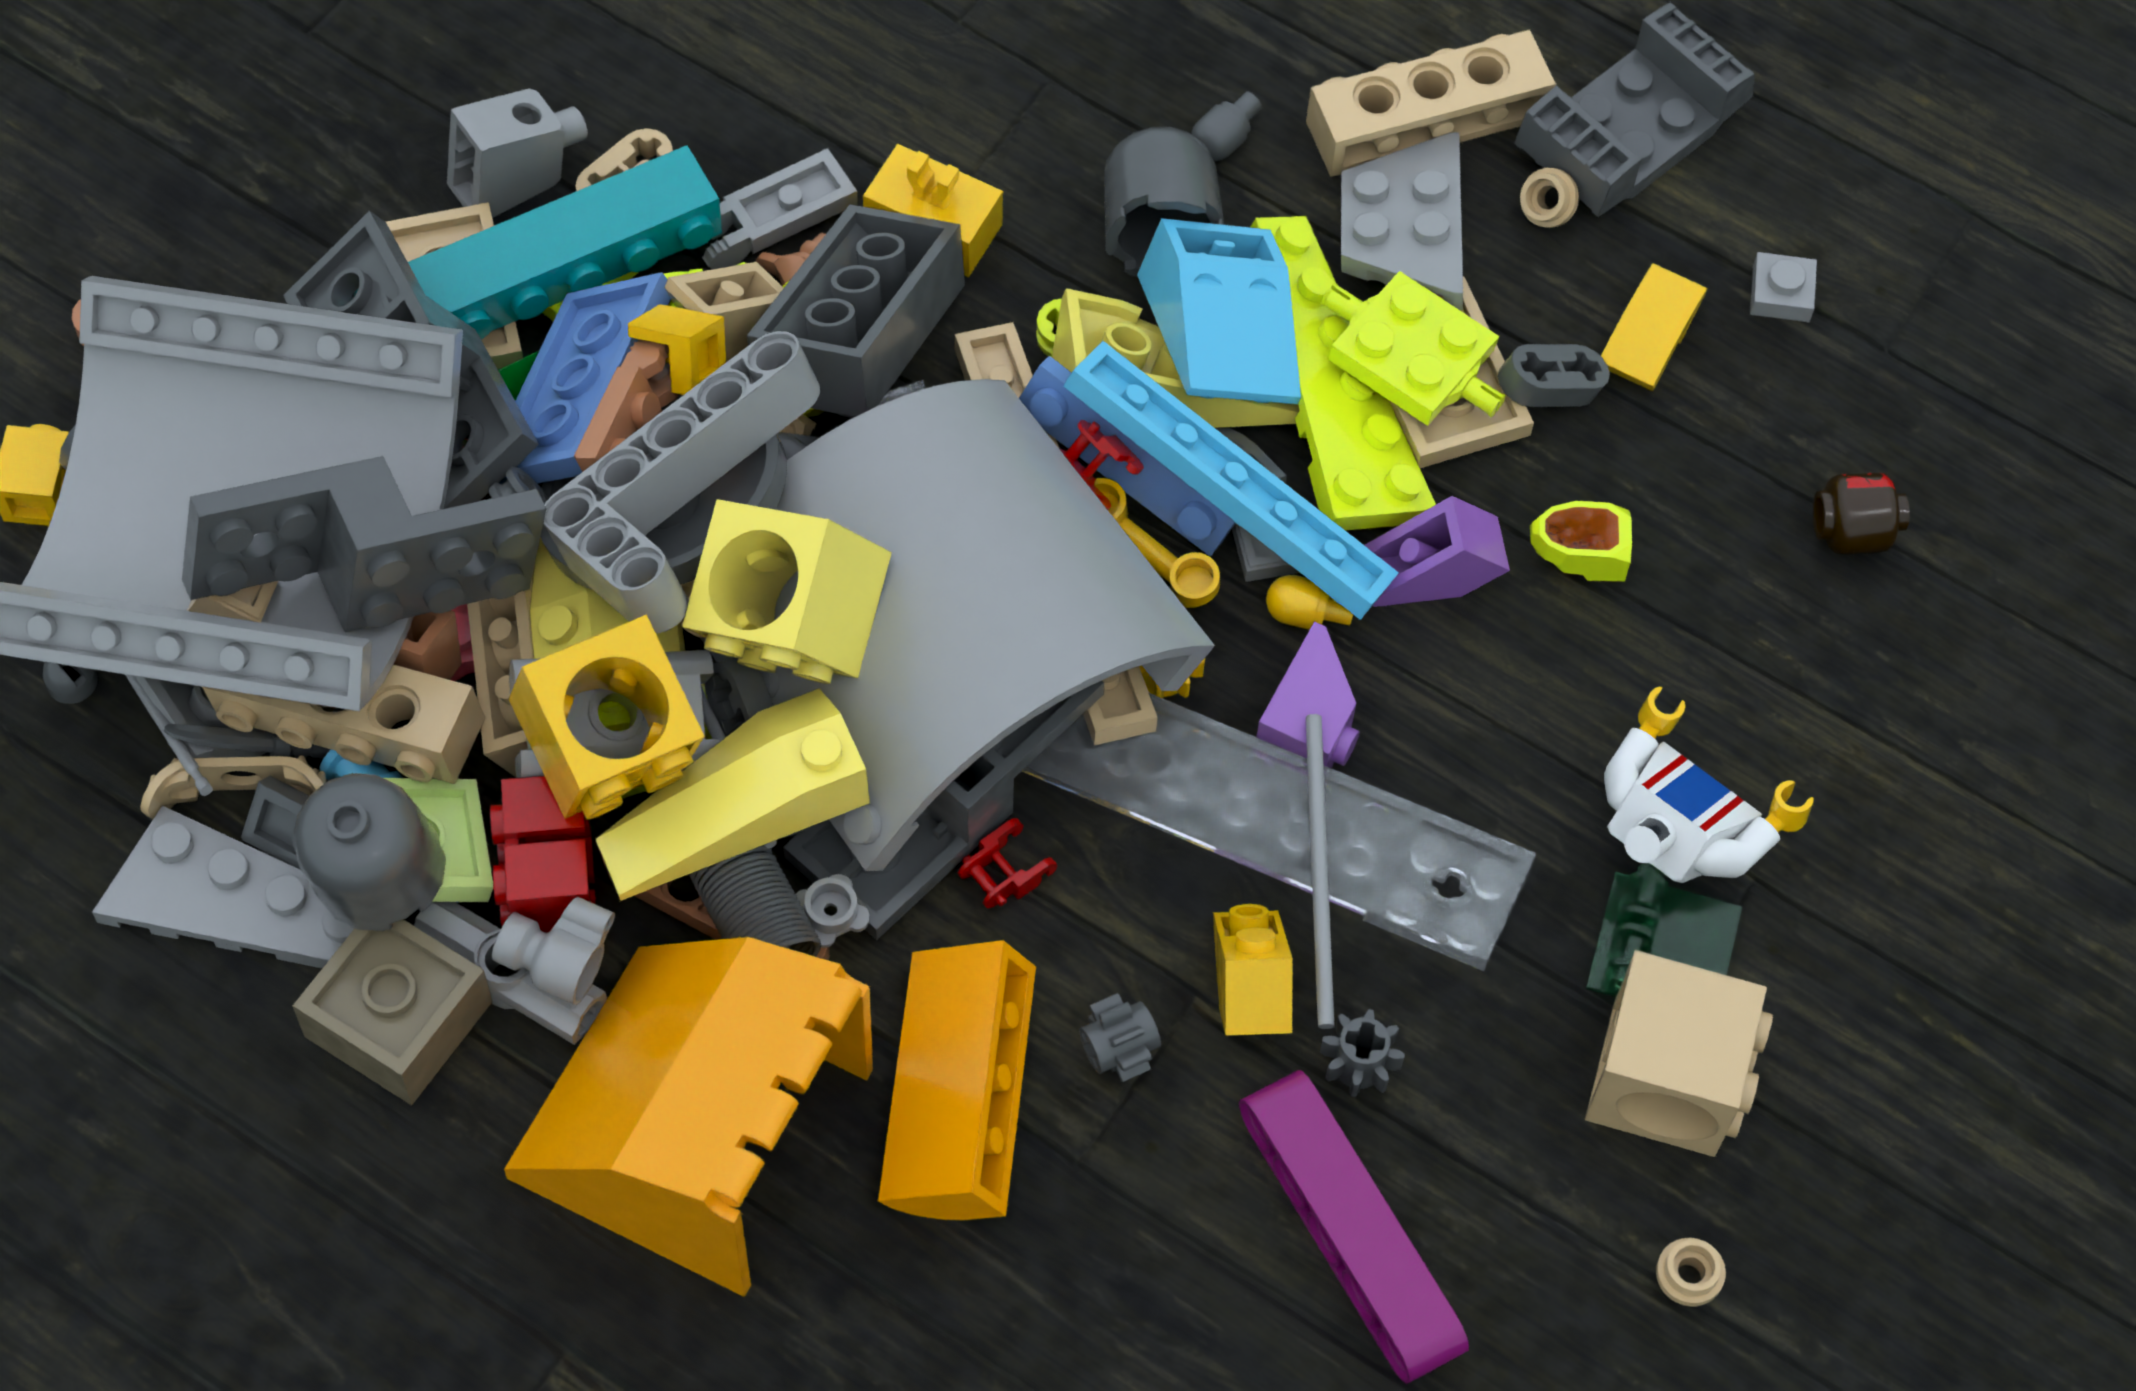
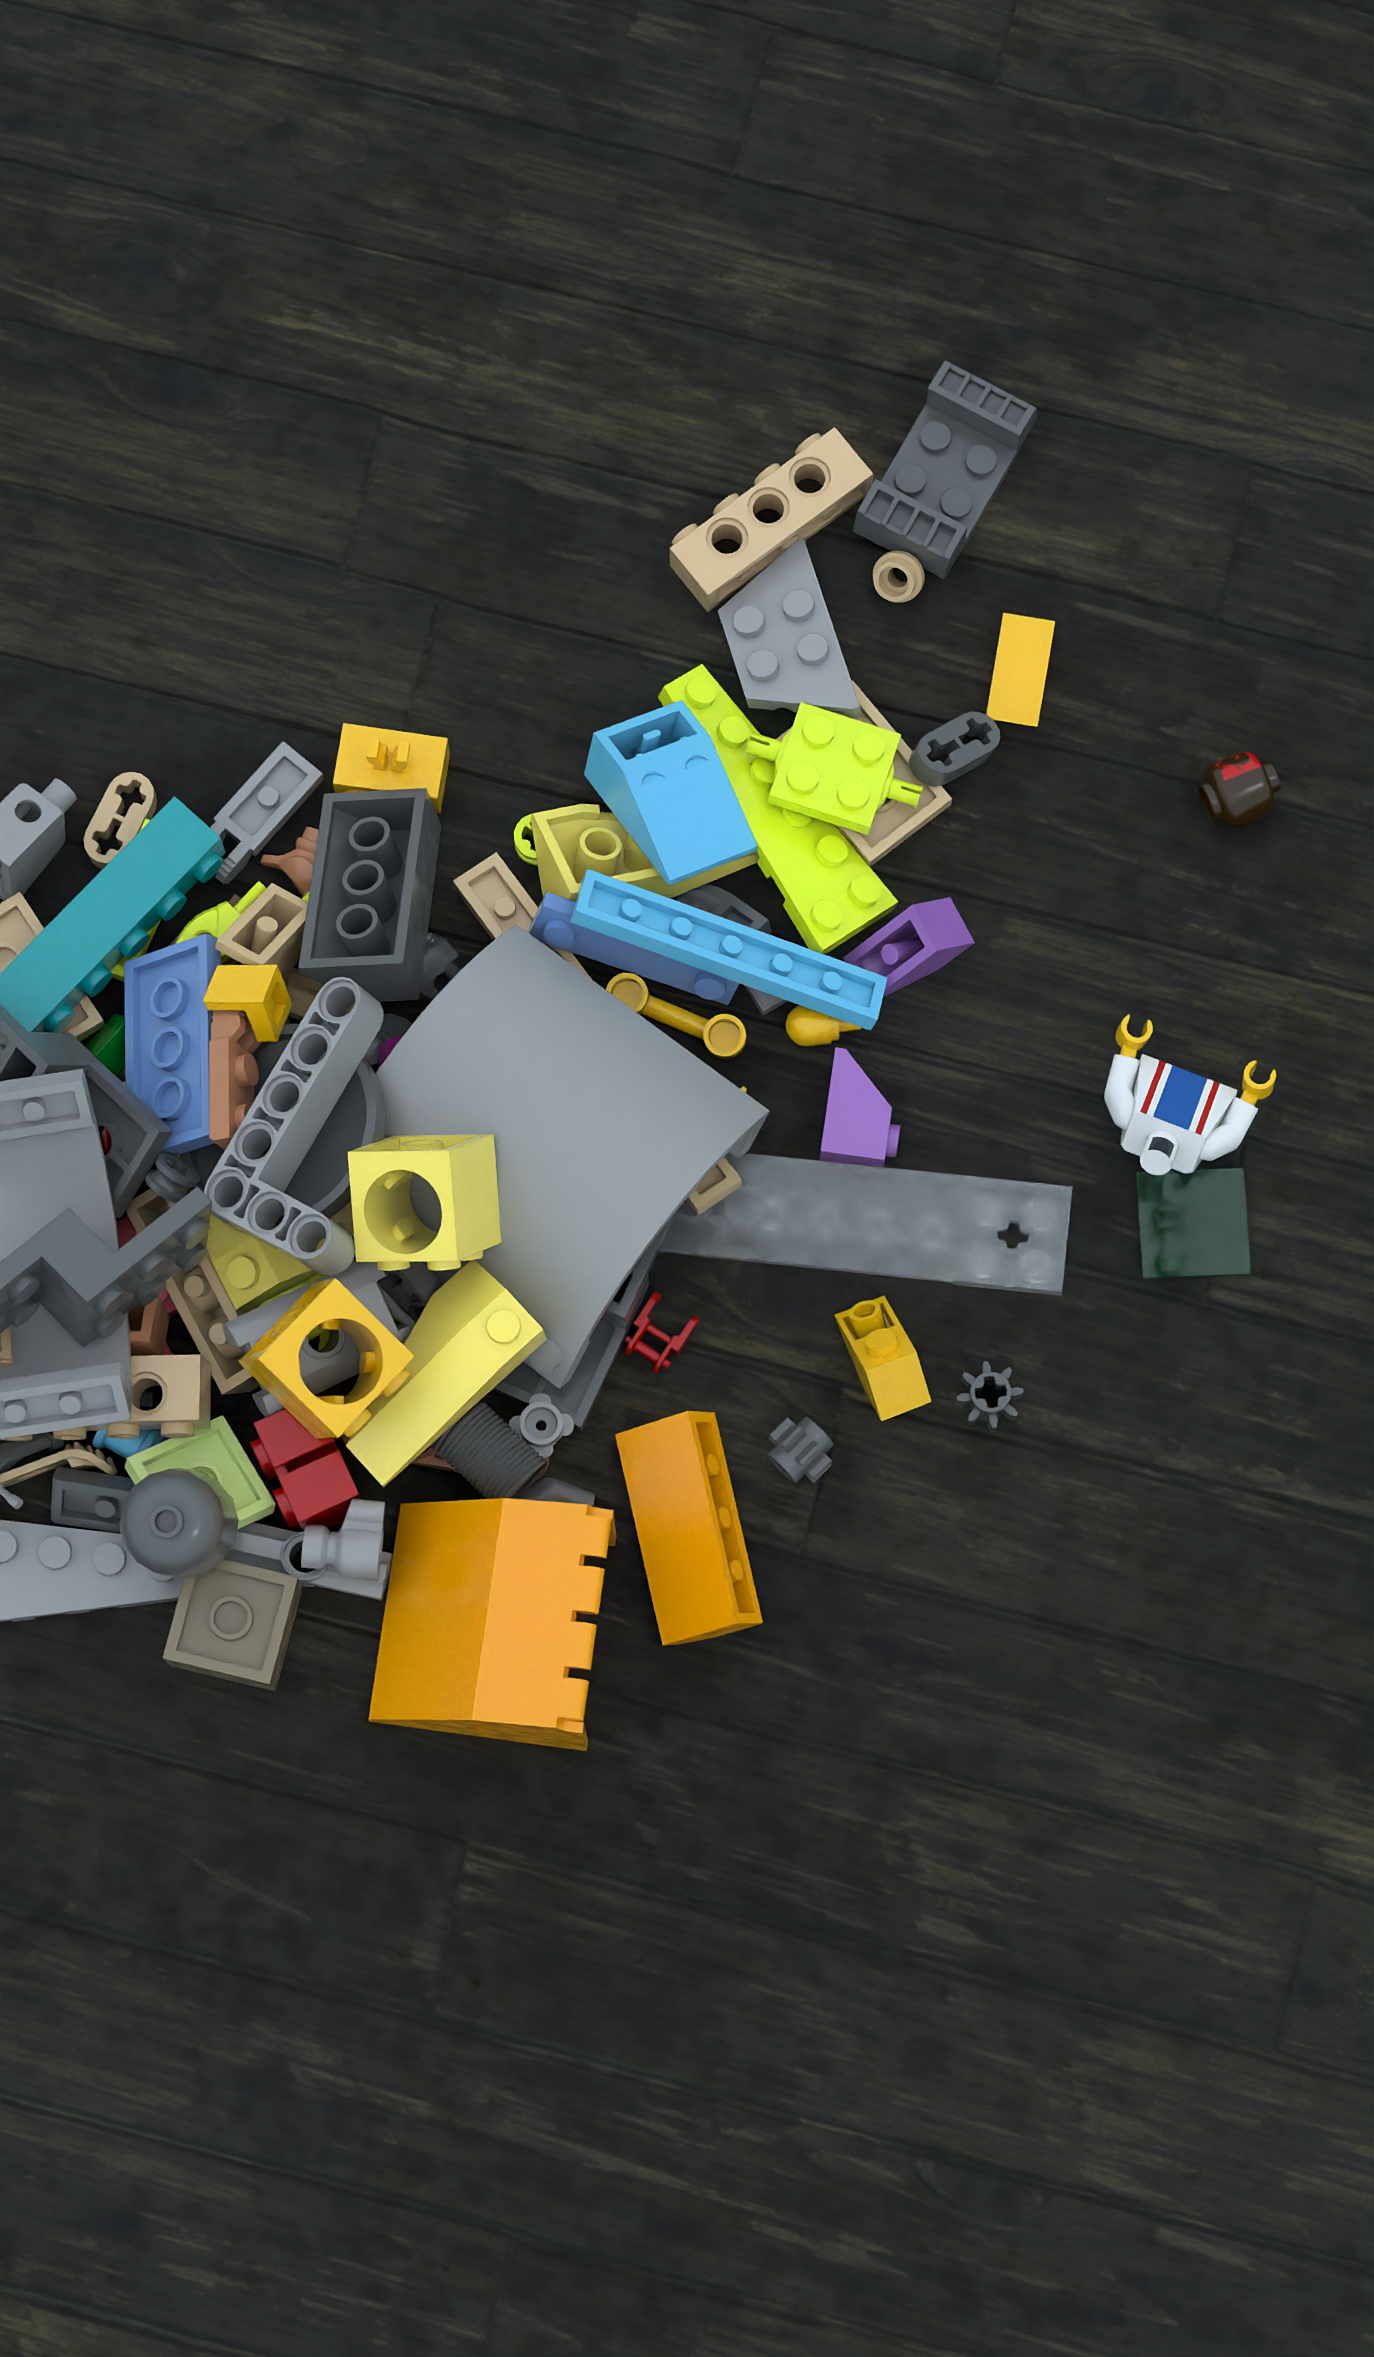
camera: 15 degrees left, 15 degrees up
(1107, 447) = (619, 955): red piece -> none
(1153, 178) = (576, 691): dark grey cylinder -> none
(1226, 125) = (605, 601): dark grey cylinder -> none
(1319, 868) = (909, 1261): light grey axle -> none
(1353, 1226) = (1026, 1537): magenta beam -> none
(1585, 539) = (1026, 892): rock -> none
(1680, 1054) = (1233, 1319): tan brick -> none
(1700, 1256) = (1302, 1471): tan plate -> none
(1783, 287) = (1115, 592): light grey plate -> none

